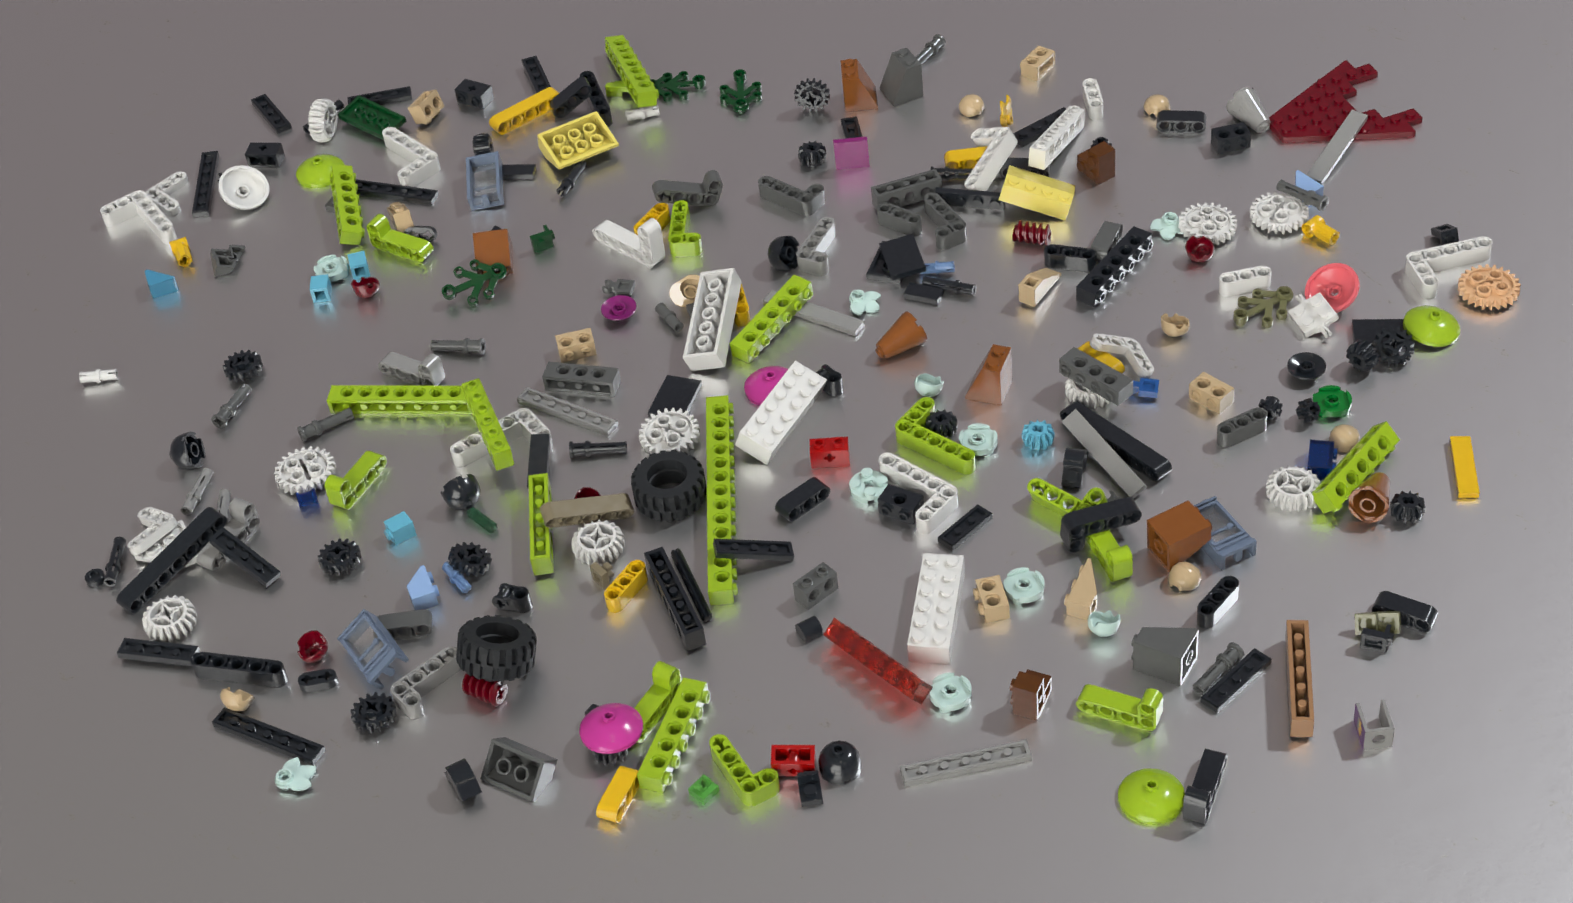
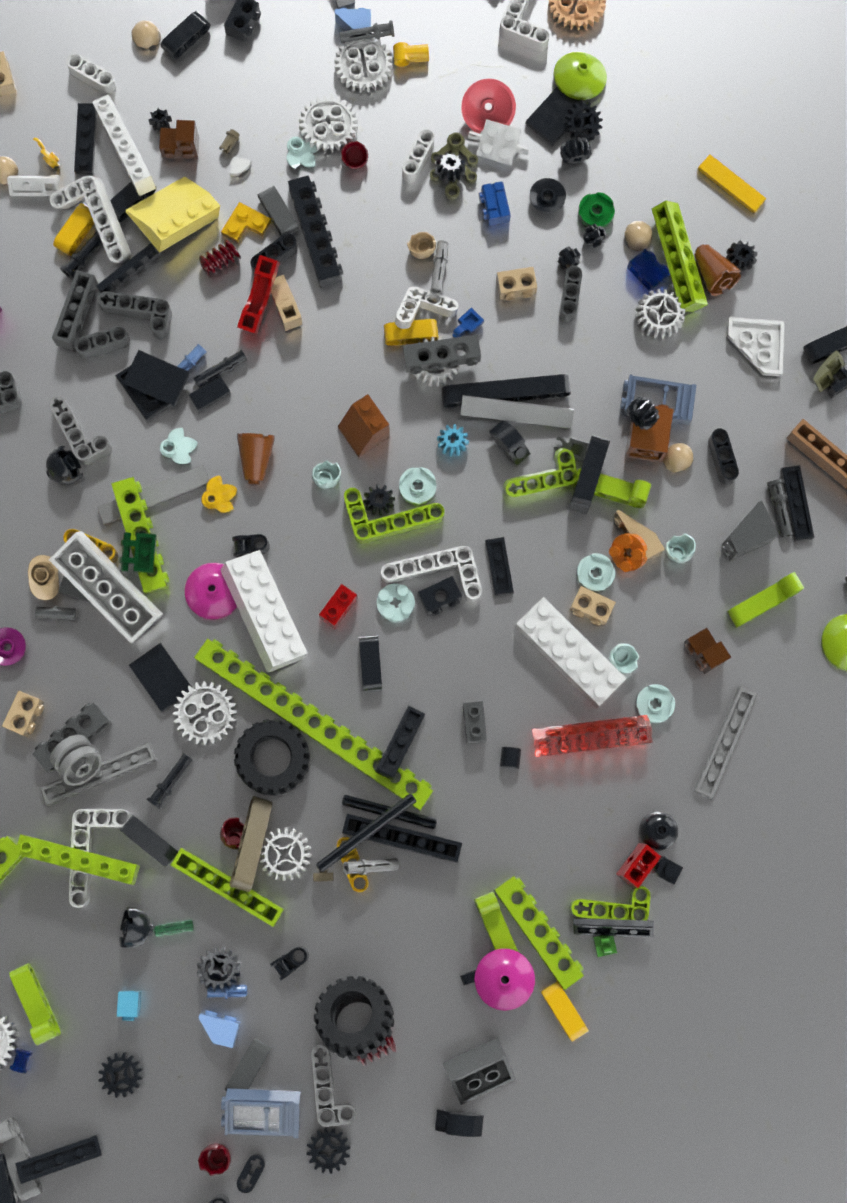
camera: 65 degrees left, 35 degrees up
(564, 381) = (76, 760): none -> light grey wheel
(632, 589) = (352, 867): none -> light grey pin
(657, 563) = (366, 832): none -> black axle
(722, 777) = (613, 927): none -> black tile
(755, 317) = (144, 552): none -> dark green plate
(851, 343) = (222, 495): none -> yellow plate
(967, 644) = (624, 658): none -> light aqua hair
(973, 120) = (33, 185): none -> white plate
(1010, 271) = (260, 292): none -> red arch
(1061, 587) = (620, 557): none -> orange plate
(1081, 230) = (243, 218): none -> yellow plate
(1117, 204) = (239, 166): none -> white tile
(1134, 187) = (229, 141): none -> dark tan pin
(1176, 342) = (440, 260): none -> light grey pin
(1179, 498) = (643, 413): none -> black gear
(1255, 297) = (450, 167): none -> black gear
(1261, 342) = (495, 203): none -> blue brick
(1348, 565) = (759, 342): none -> white plate

